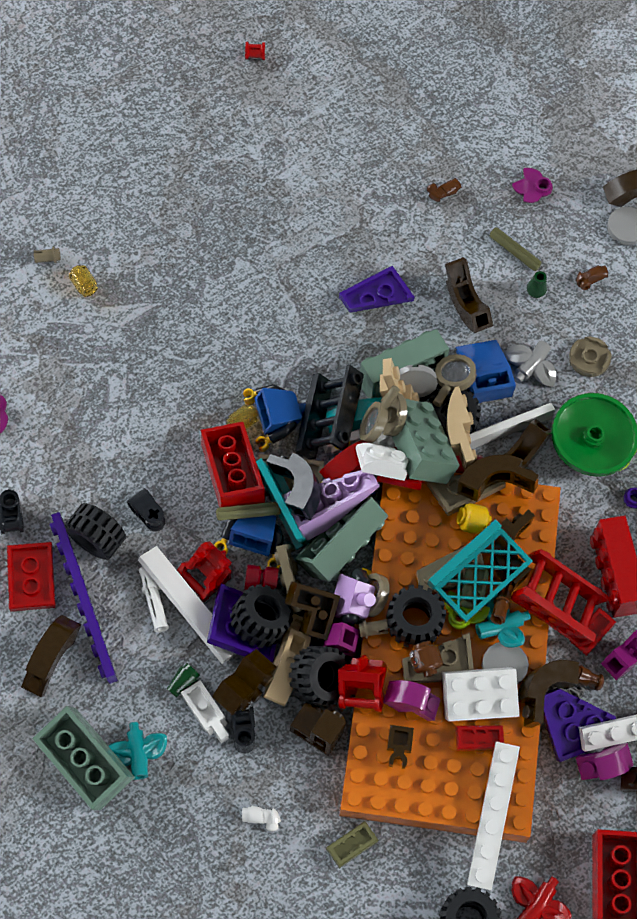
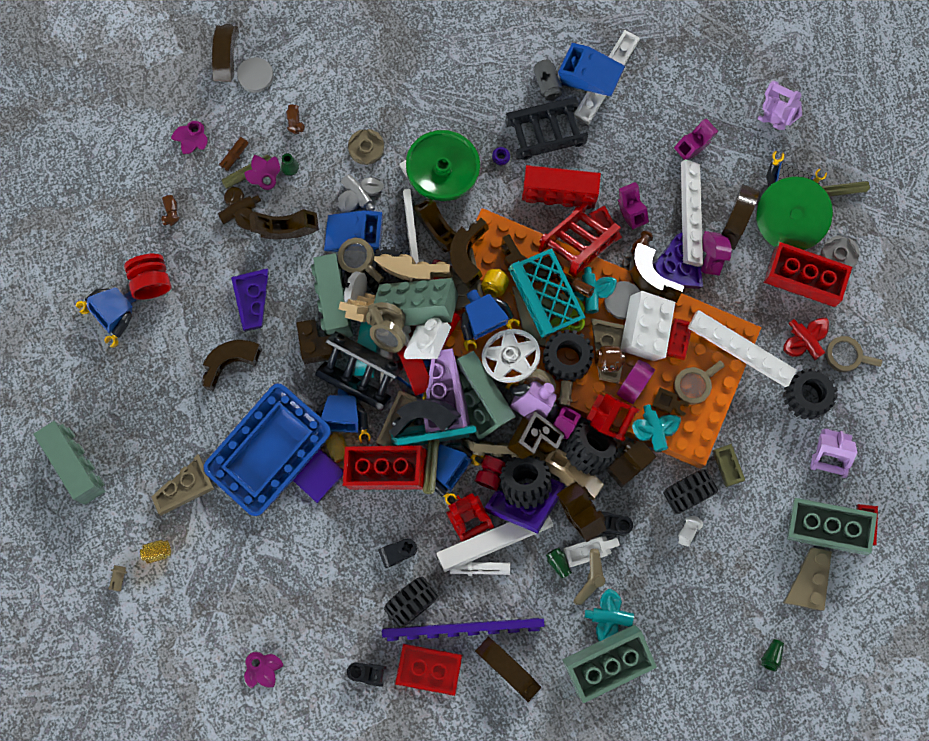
camera: 70 degrees left, 10 degrees up
(148, 176) = (69, 462): none -> sand green brick
(156, 289) = (185, 487): none -> dark tan wing
(175, 724) = (595, 578): none -> dark tan piece
(207, 407) = (319, 476): none -> dark purple slope
(217, 350) = (267, 449): none -> blue wedge
(304, 799) = (690, 491): none -> black tyre
(306, 284) = (225, 354): none -> dark brown arch
(317, 167) = (110, 309): none -> blue torso
(351, 353) = (313, 347): none -> dark brown brick
(364, 187) = (147, 276): none -> red wheel
(364, 735) = (656, 428): none -> teal plant
(395, 555) = (511, 355): none -> white wheel
(428, 513) = (484, 316): none -> blue torso
(431, 770) = (695, 384): none -> piece
(472, 250) = (238, 207): none -> dark brown plant
(521, 260) = (263, 169): none -> magenta plate
(529, 230) = (233, 154): none -> reddish brown axle

